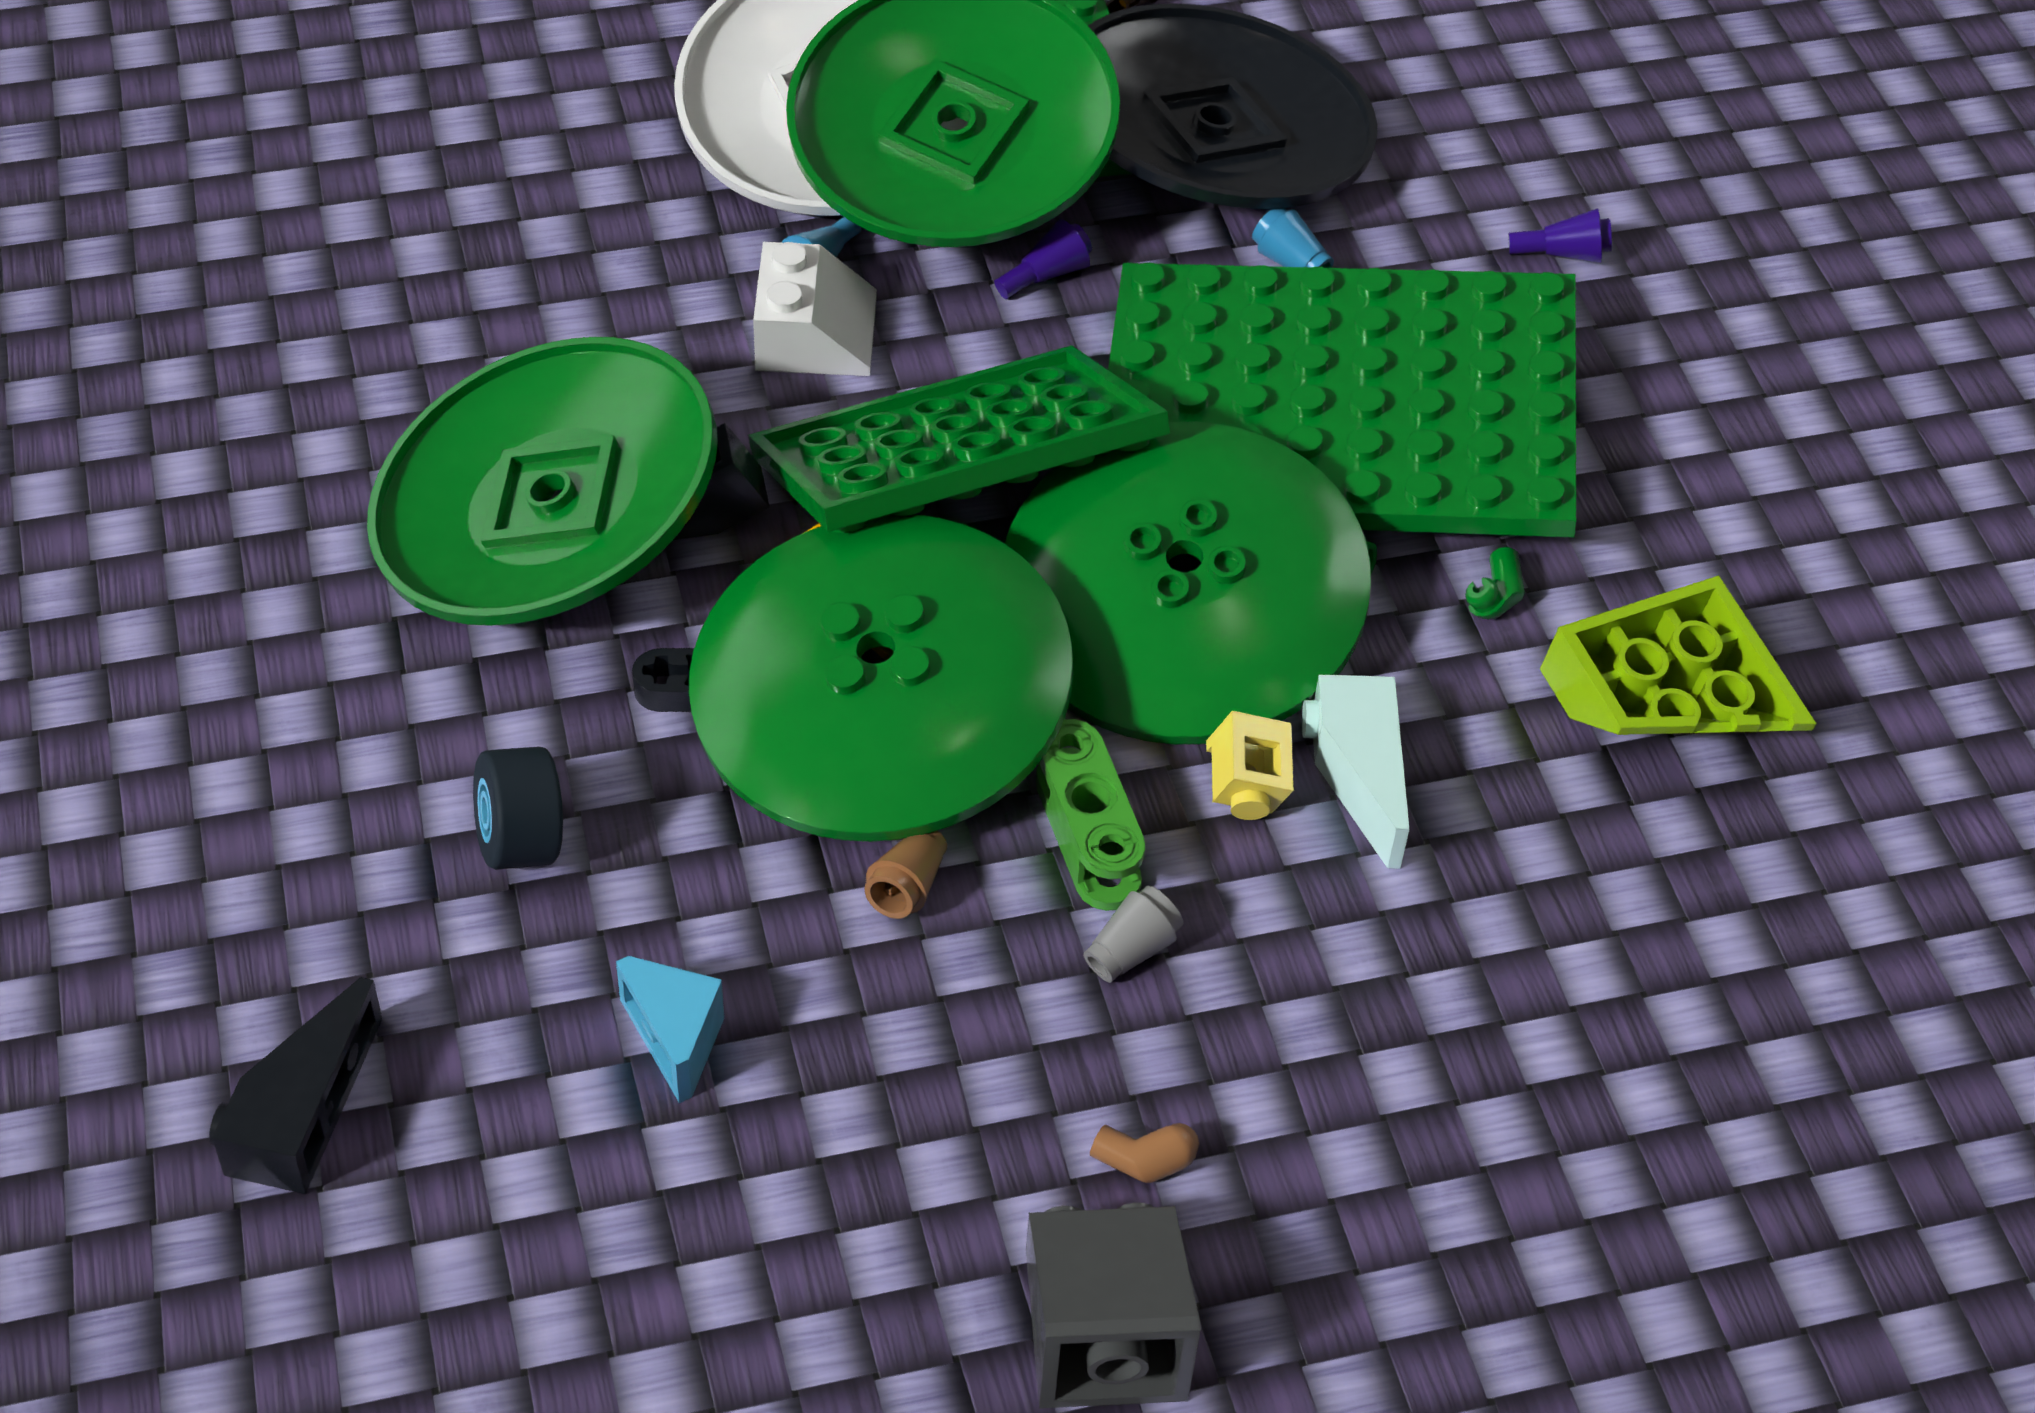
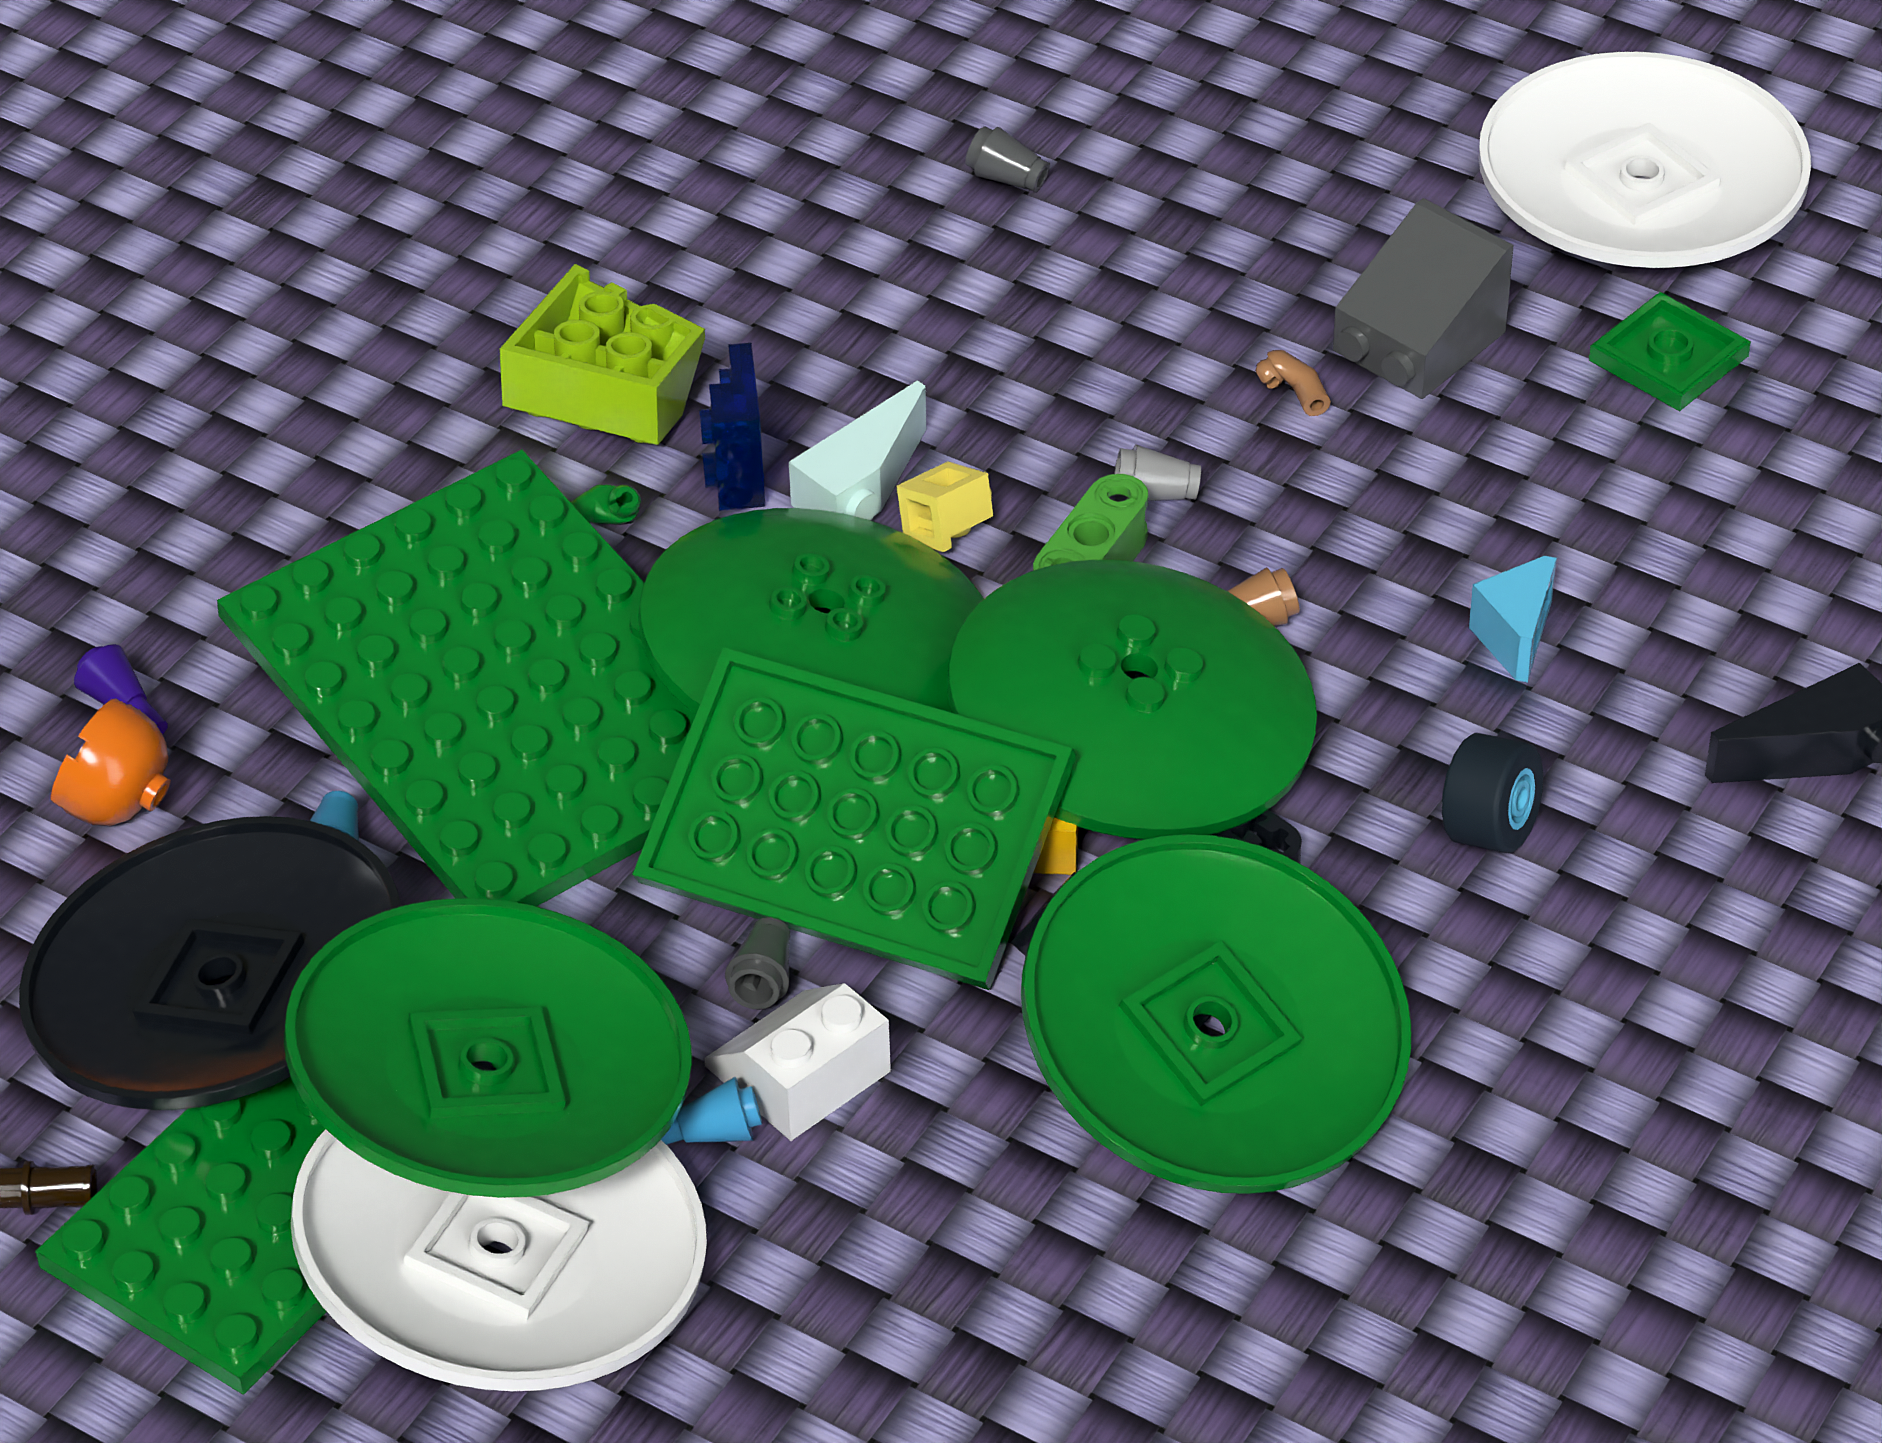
camera: 130 degrees left, 5 degrees down
(909, 349) = (761, 965): none -> dark grey cone
(1468, 171) = (115, 769): none -> orange cylinder
(1469, 677) = (735, 432): none -> clear blue plate
(1710, 1194) = (1006, 160): none -> dark grey cone

